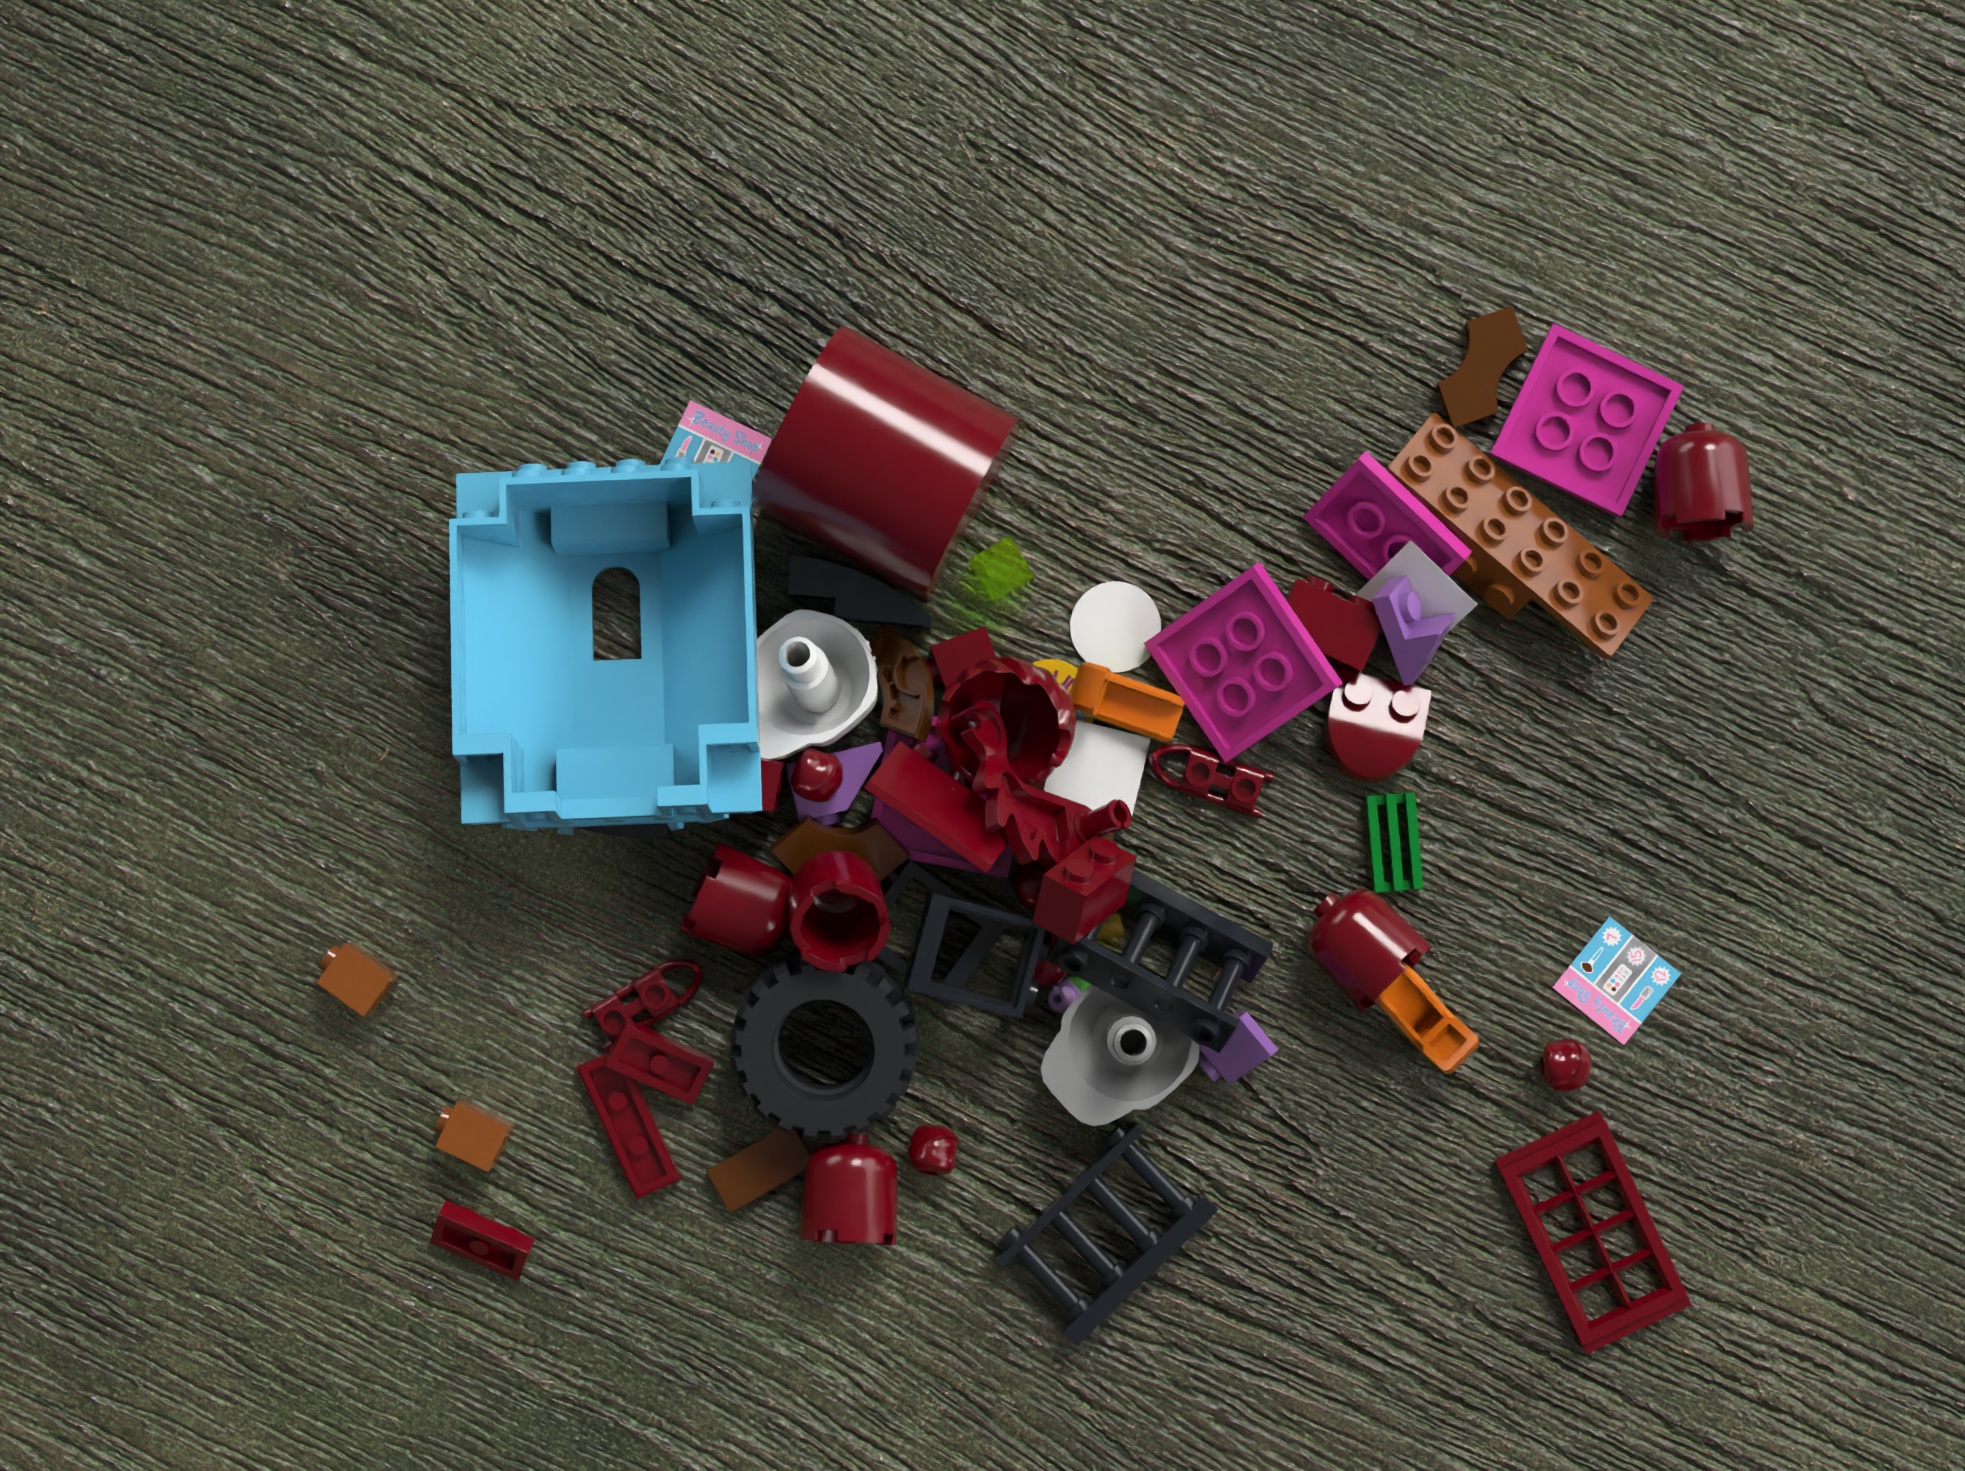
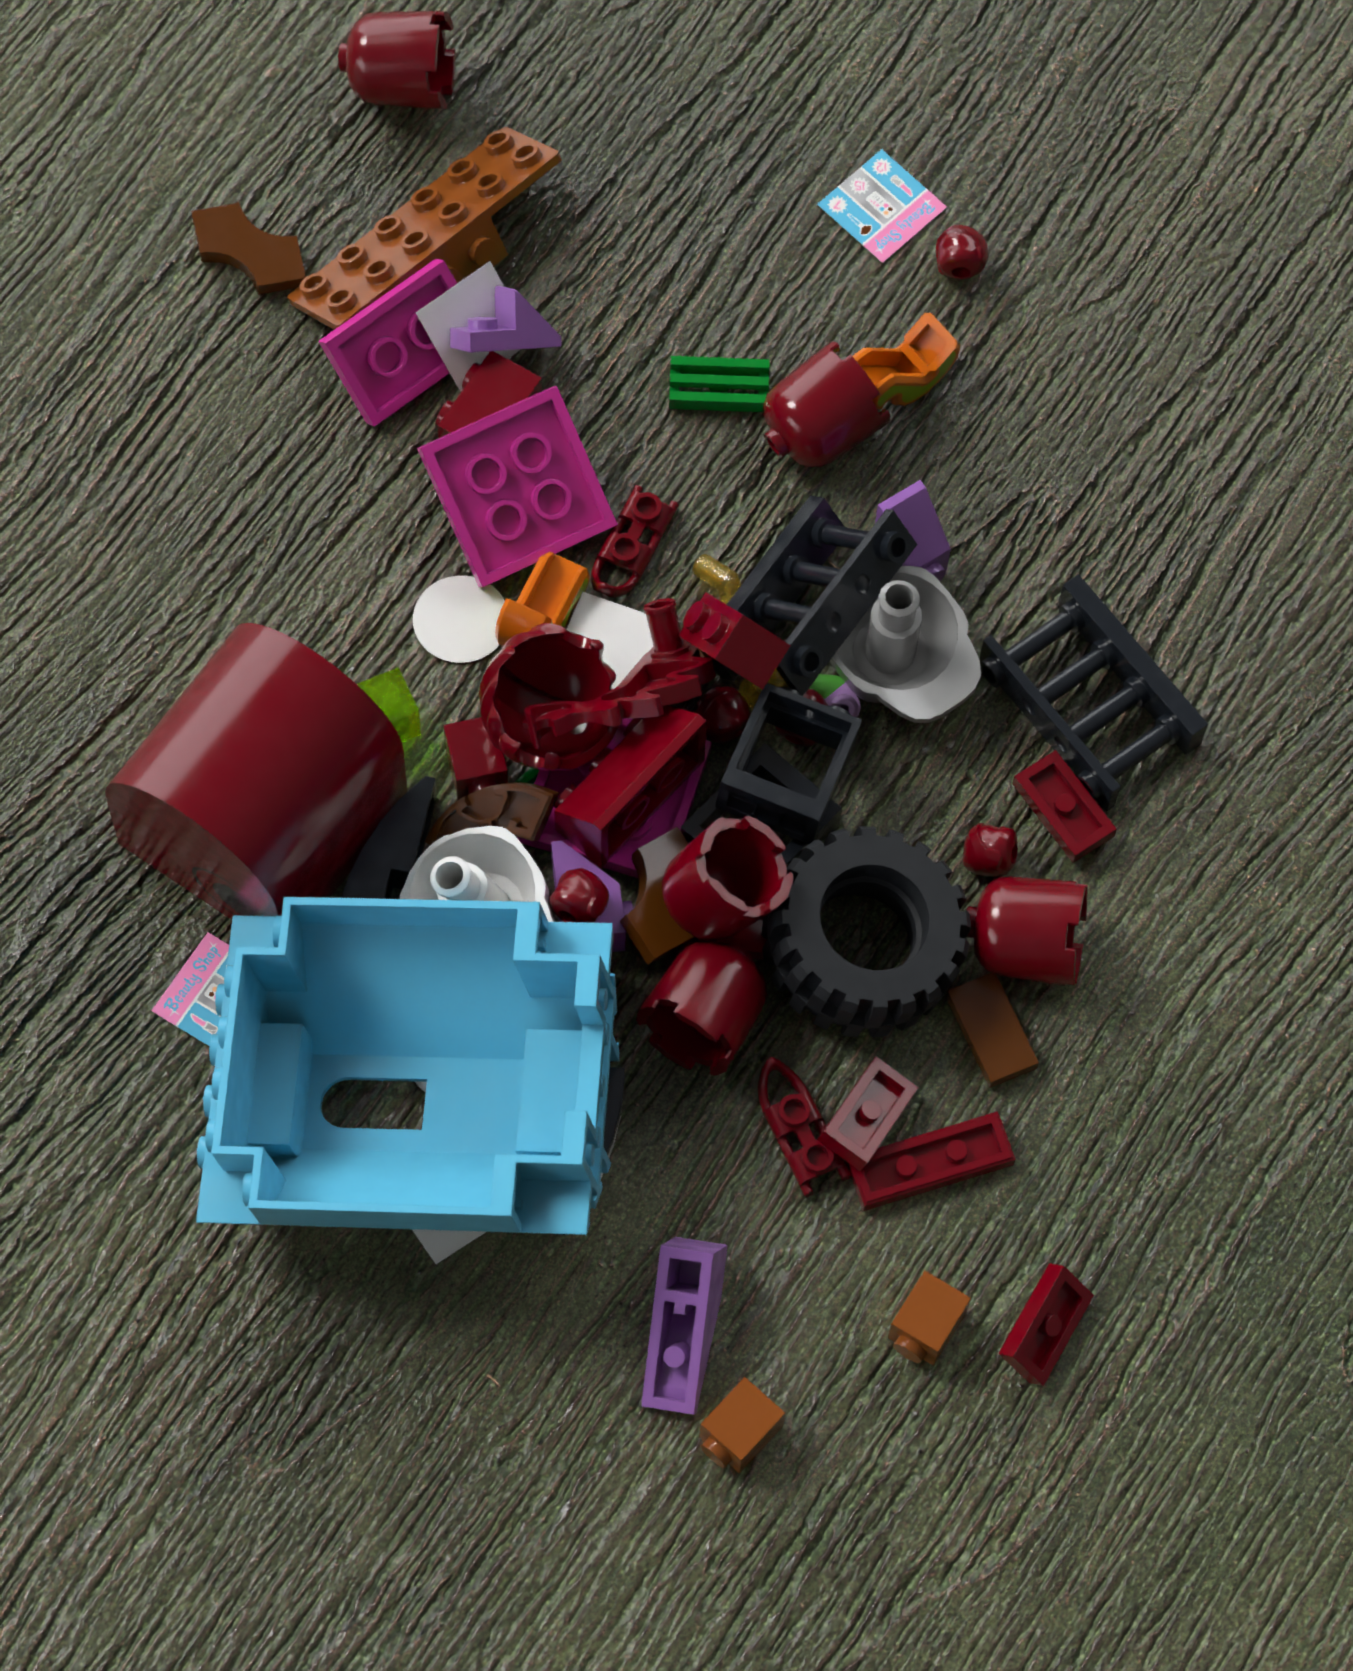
camera: 85 degrees left, 20 degrees down
(447, 916) = (683, 1323): none -> medium lavender slope
(987, 1215) = (1064, 806): none -> dark red plate
(1181, 867) = (717, 575): none -> clear yellow arm
(1374, 725) = (602, 382): dark red slope -> none
(1586, 420) = (318, 160): dark pink plate -> none
(1632, 1314) = (1045, 283): dark red piece -> none

